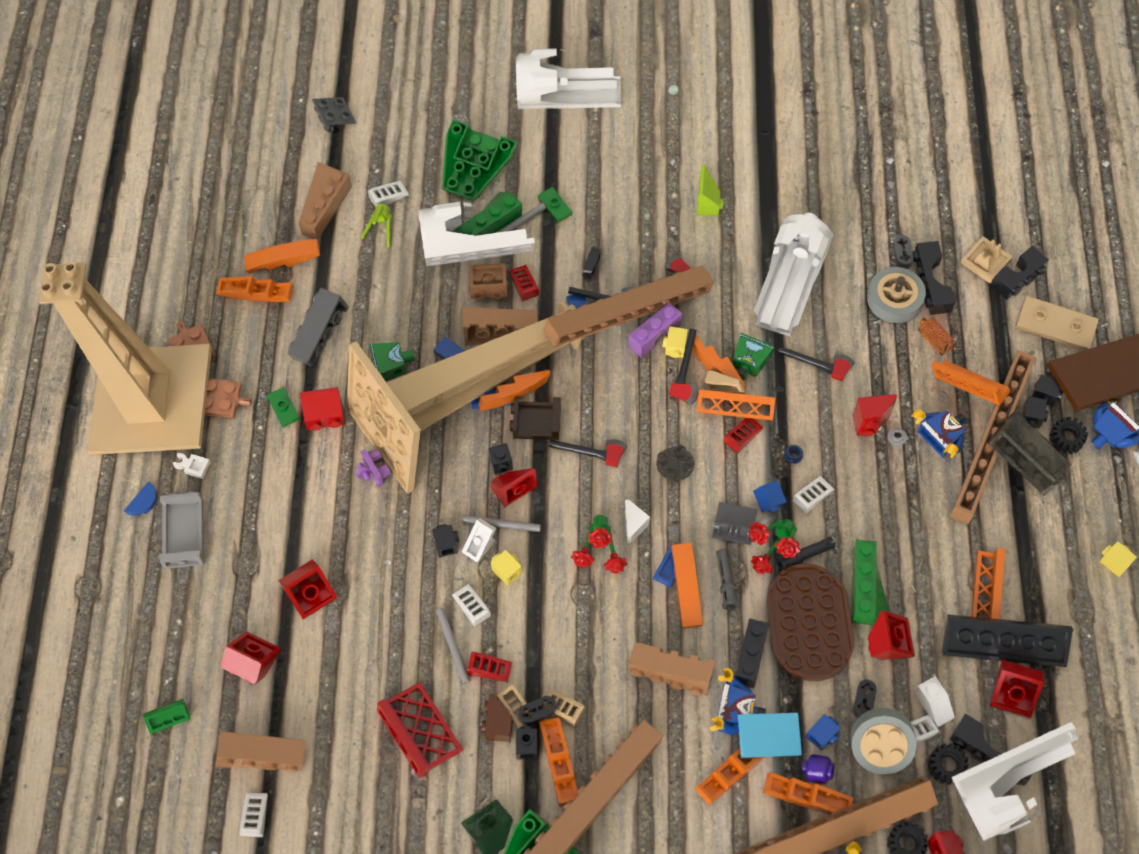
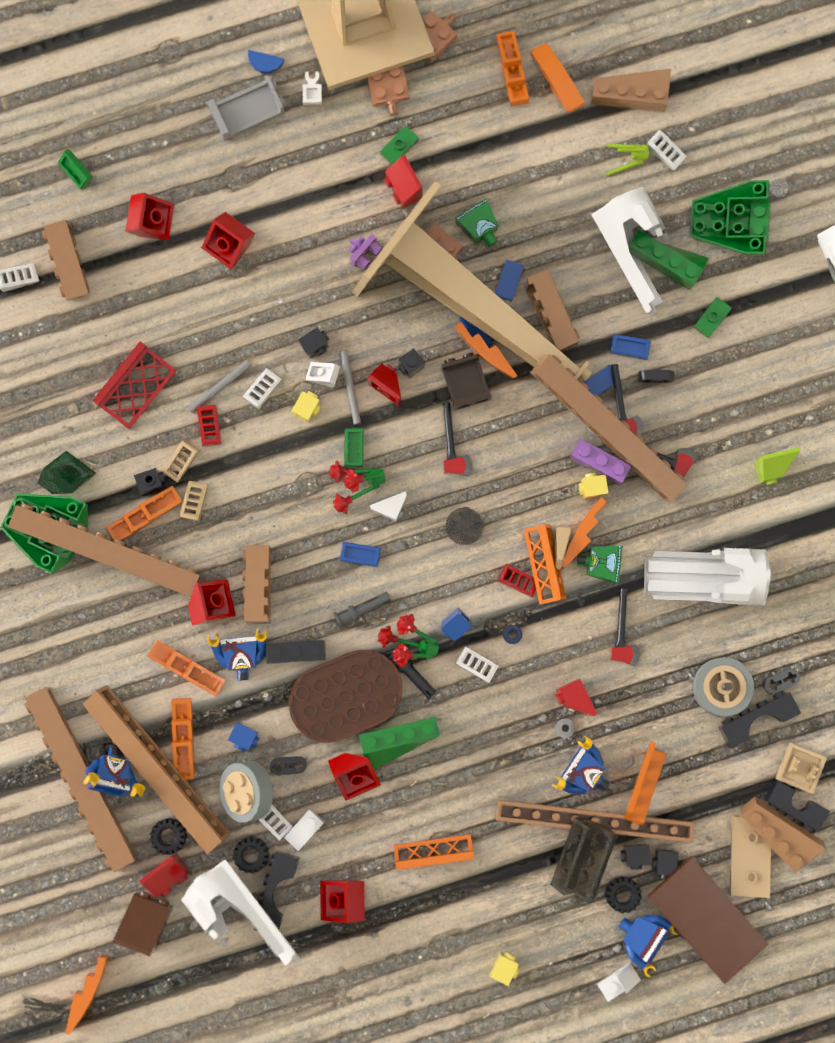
camera: 70 degrees right, 20 degrees up
(317, 327) = (489, 142): dark grey wedge -> none
(333, 112) = (743, 59): dark grey hinge -> none
(487, 281) = (598, 283): medium nougat plate -> none
(498, 721) = (161, 450): reddish brown slope -> none
(516, 223) = (677, 287): light grey bar -> none
(528, 293) = (601, 328): red slope -> none
(535, 706) = (183, 477): black beam -> none
(555, 276) = (630, 347): none -> blue tile
(563, 537) = (353, 447): none -> green plate
(675, 721) = (211, 602): none -> red slope
(679, 389) = (545, 505): piece -> none
(686, 585) = (342, 574): orange slope -> none
(734, 523) = (422, 599): dark grey hinge -> none
(769, 735) = (222, 689): medium azure tile -> none
(818, 769) = (208, 741): dark purple head -> none
(936, 335) = (693, 739): clear orange panel -> none
(1007, 640) = (383, 881): black plate -> none
(1050, 284) = (790, 841): none -> medium nougat wedge

